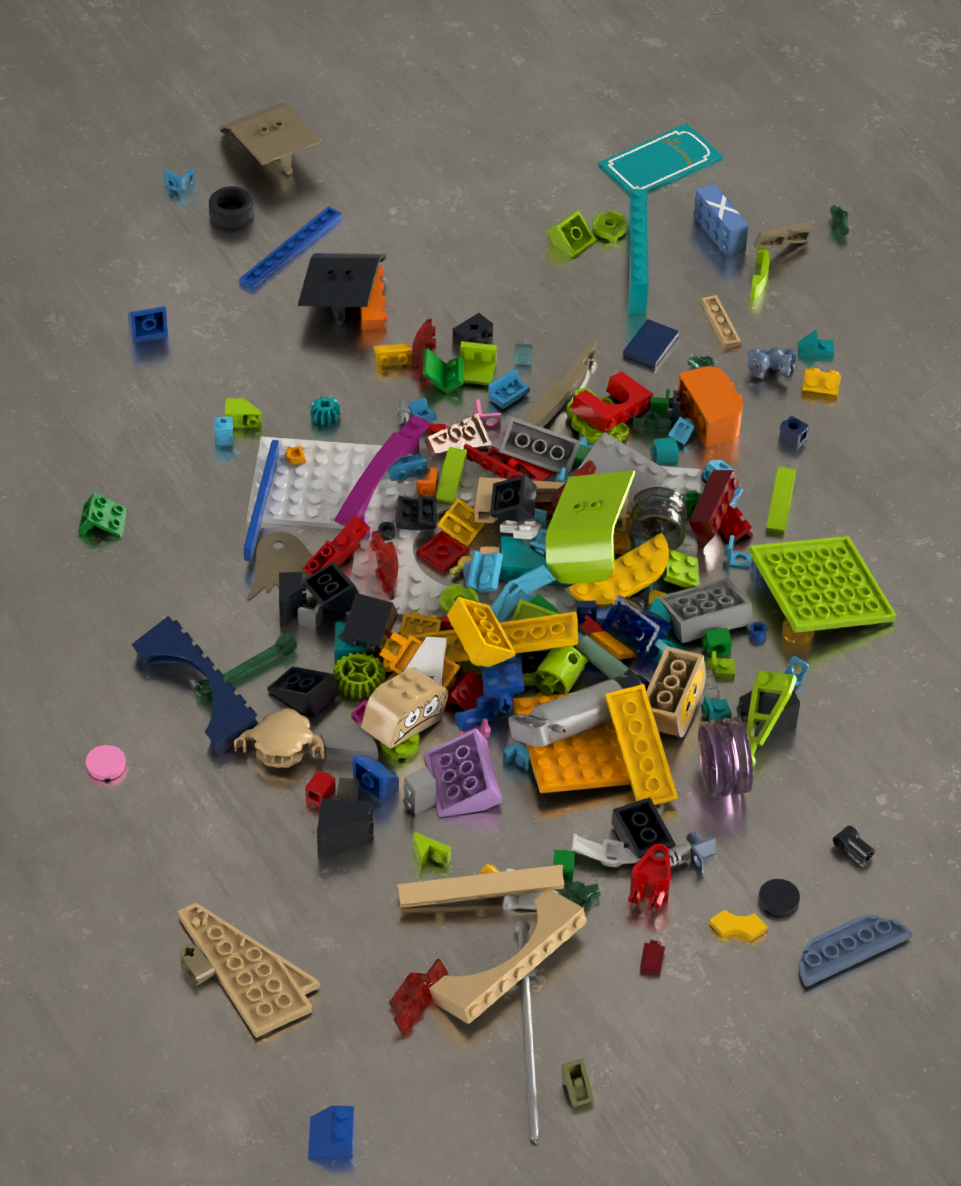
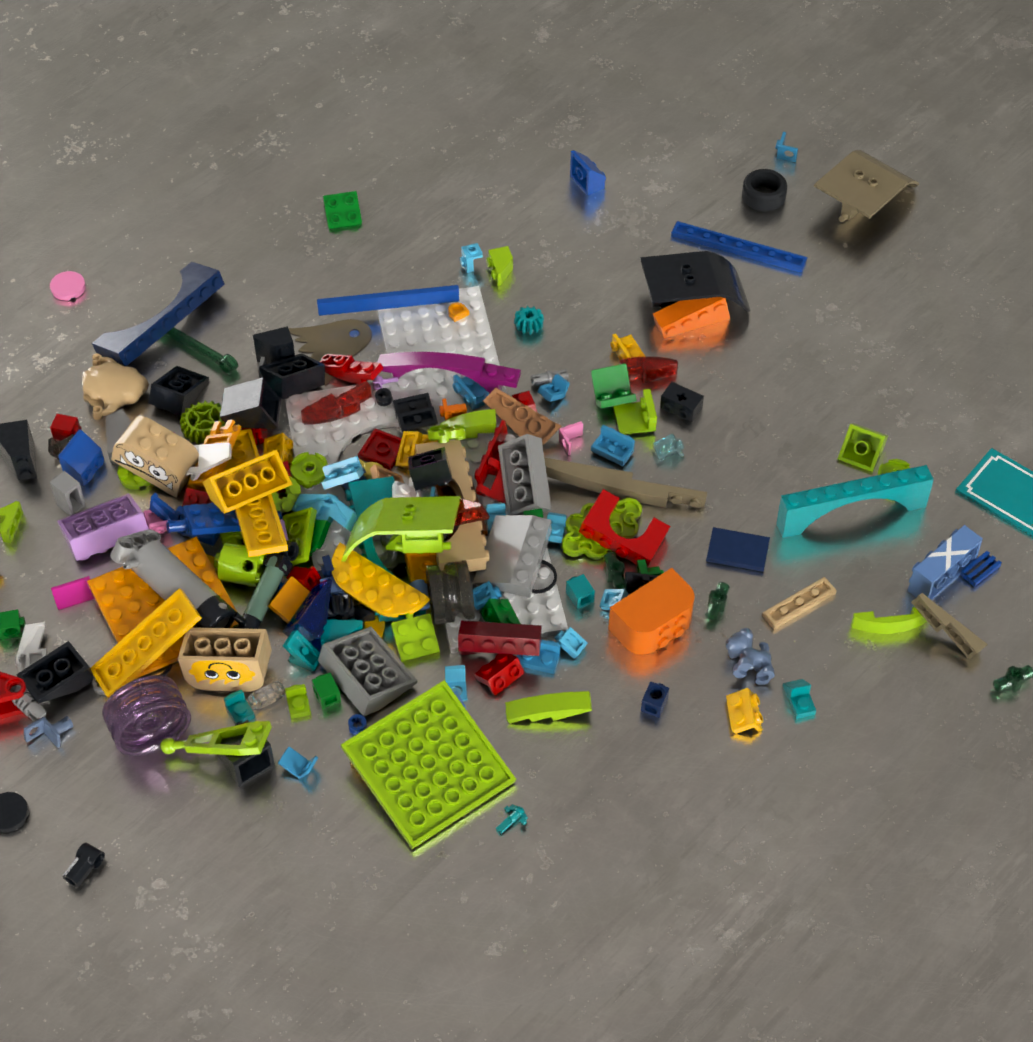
camera: 75 degrees right, 5 degrees up
(467, 484) = (444, 433): none -> lime plate
(539, 812) = (72, 593): none -> dark pink slope
(879, 544) = (518, 812): none -> teal piece

